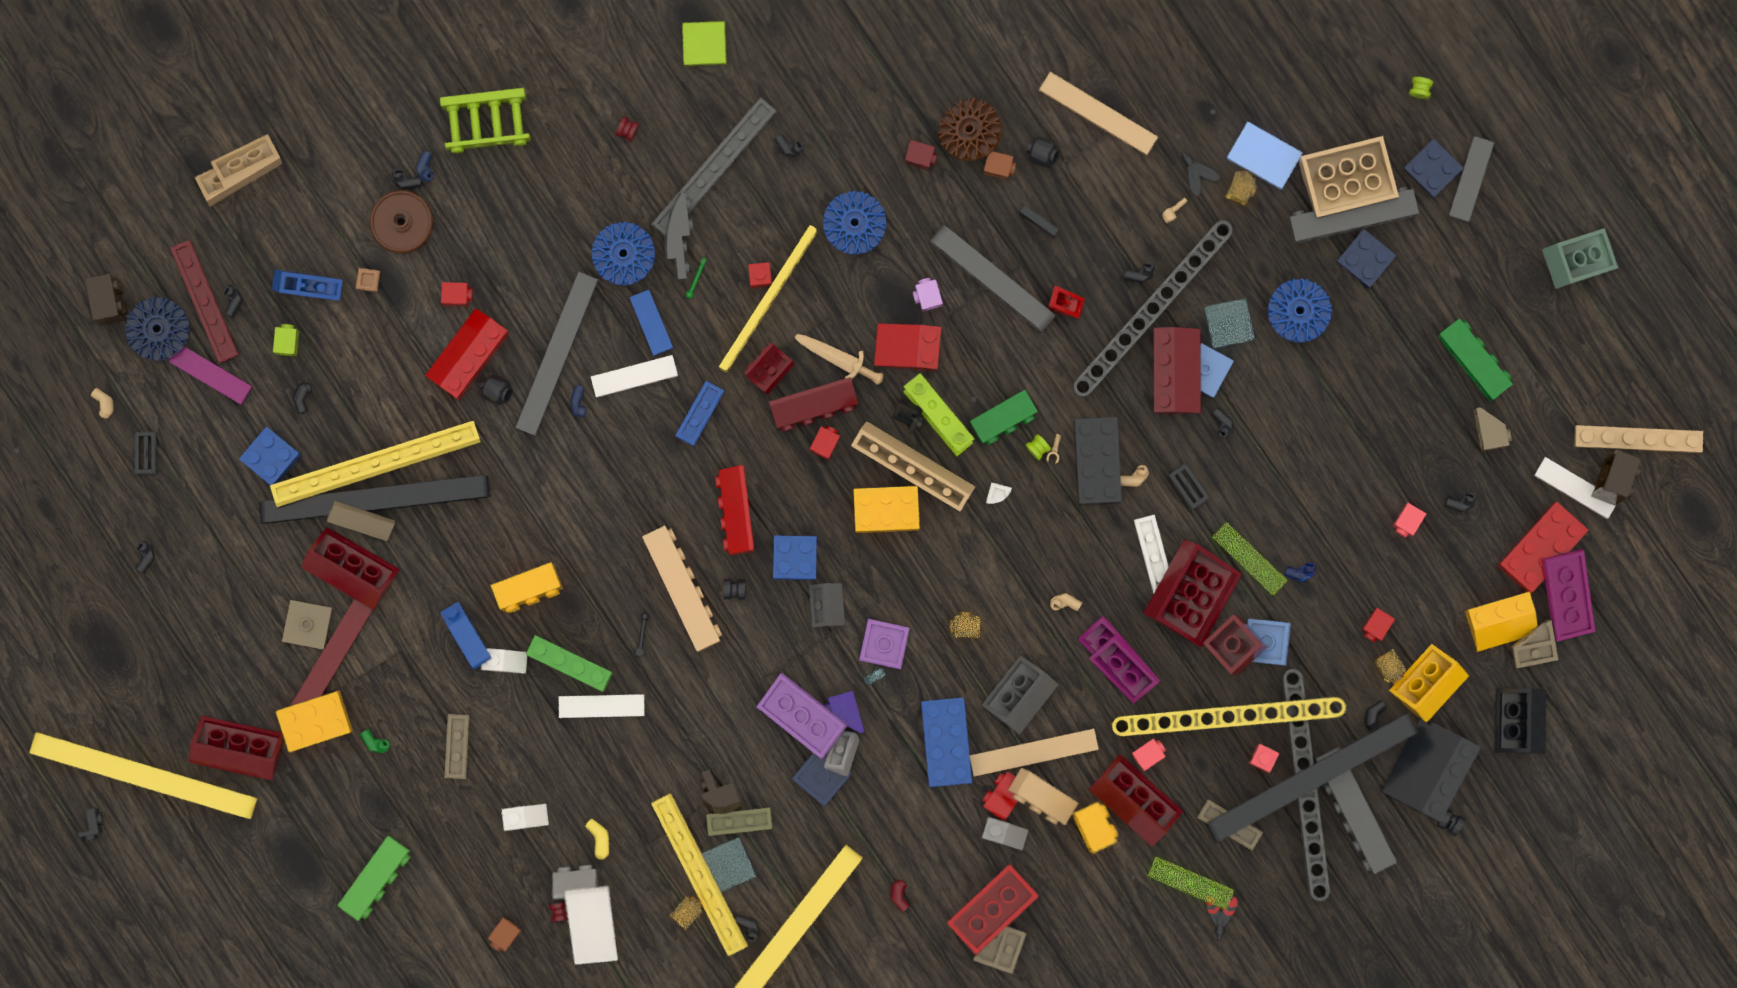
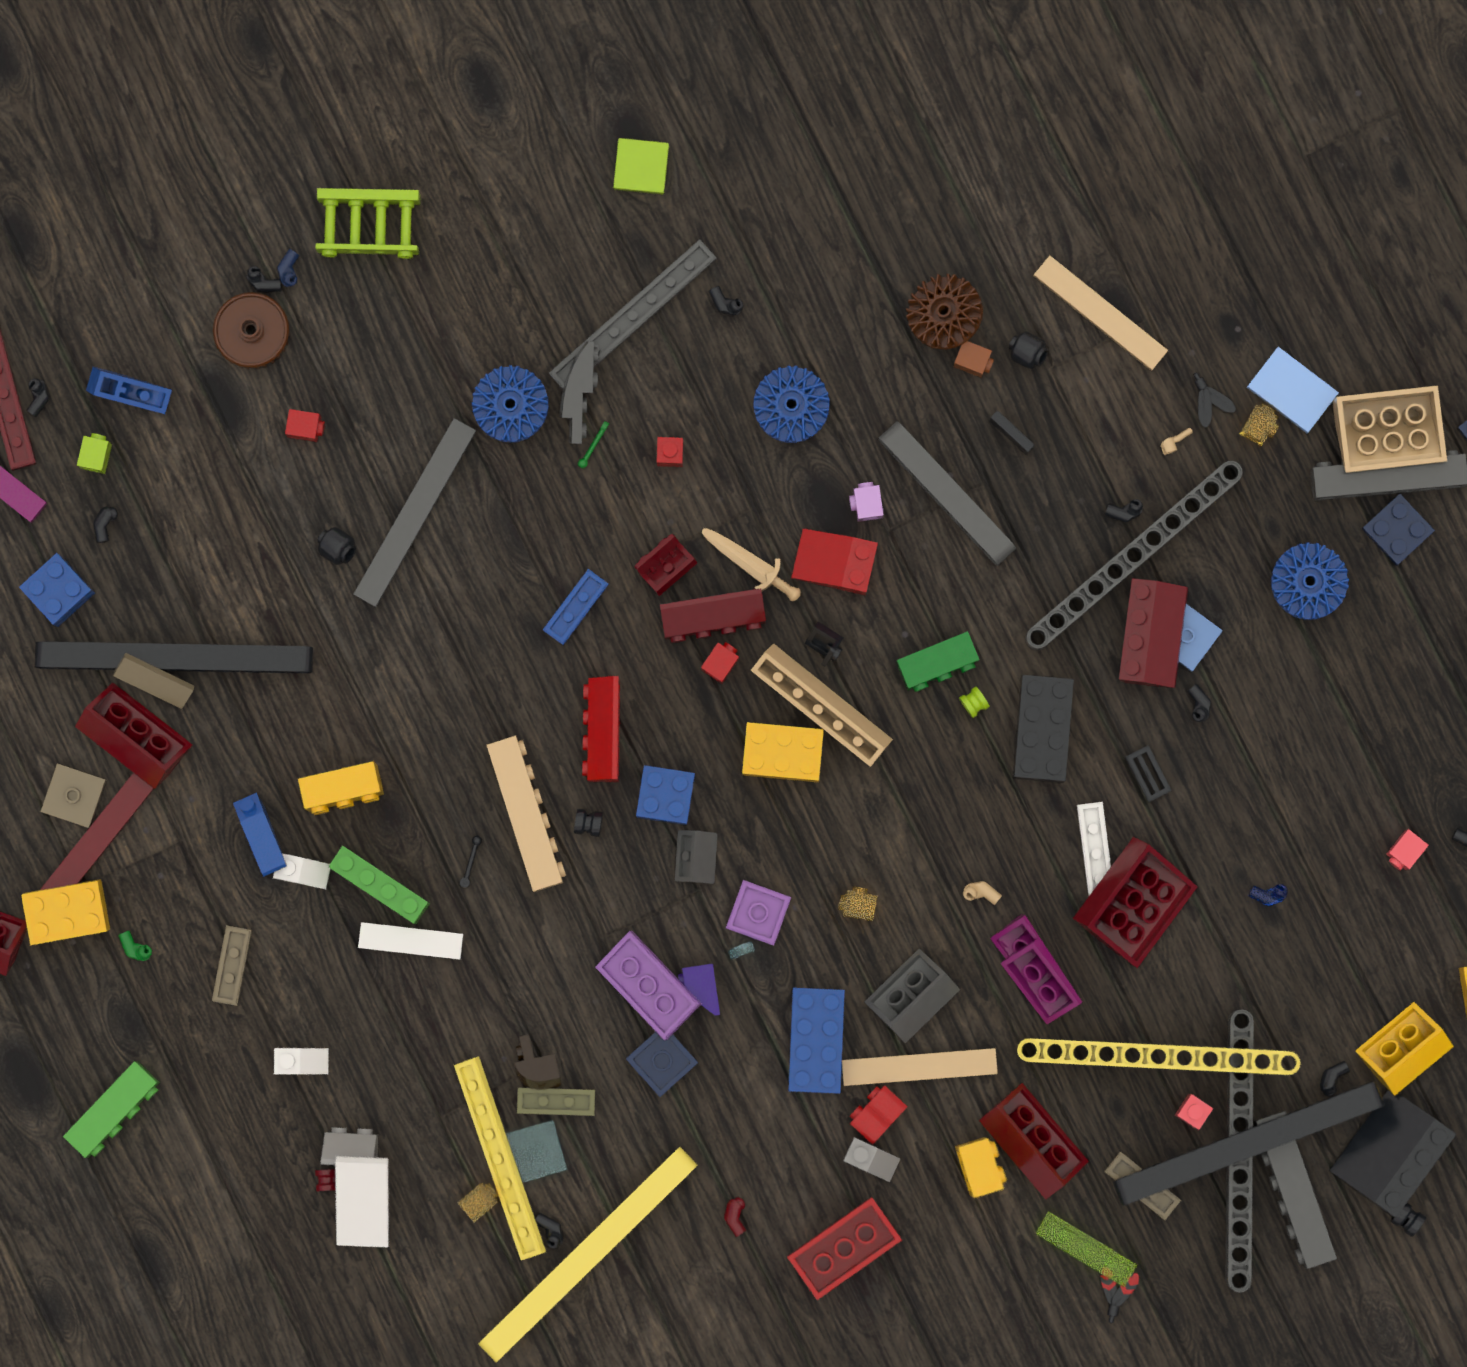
camera: 10 degrees right, 0 degrees up
(238, 169) = (65, 242): tan slope -> none
(368, 280) = (202, 394): medium nougat tile -> none
(375, 463) = (180, 614): light yellow plate -> none
(467, 354) = (308, 498): red slope -> none
(504, 935) = (257, 1198): dark orange brick -> none
(575, 402) = (429, 572): dark blue arm -> none
(601, 839) = (389, 1098): light yellow arm -> none
(627, 129) = (535, 256): dark red wheel -> none
(634, 376) = (503, 552): white tile -> none
(651, 322) = (532, 491): blue tile -> none
(768, 299) = (675, 481): light yellow tile -> none
(842, 753) = (690, 1037): light grey slope -> none
(920, 155) = (881, 334): dark red brick -> none
(938, 415) = (860, 648): lime fence -> none
(997, 493) = (918, 751): white tile -> none
(1002, 950) = (850, 1299): dark tan wing -> none
(1042, 797) = (922, 1122): tan brick -> none
(1055, 448) = (994, 706): tan hand -> none
(1066, 302) = (1031, 534): red slope -> none
(1136, 478) = (1087, 755): tan arm -> none
(1149, 754) = (1057, 1088): coral brick -> none
(1229, 323) = (1223, 585): clear light blue tile -> none
(1235, 645) = (1178, 971): dark red brick -> none
(1249, 559) = (1209, 870): clear neon green tile -> none
(1275, 637) = (1216, 973): medium blue plate -> none
(1377, 625) = (1351, 971): red brick -> none
(1390, 667) = (1360, 1023): clear yellow brick -> none

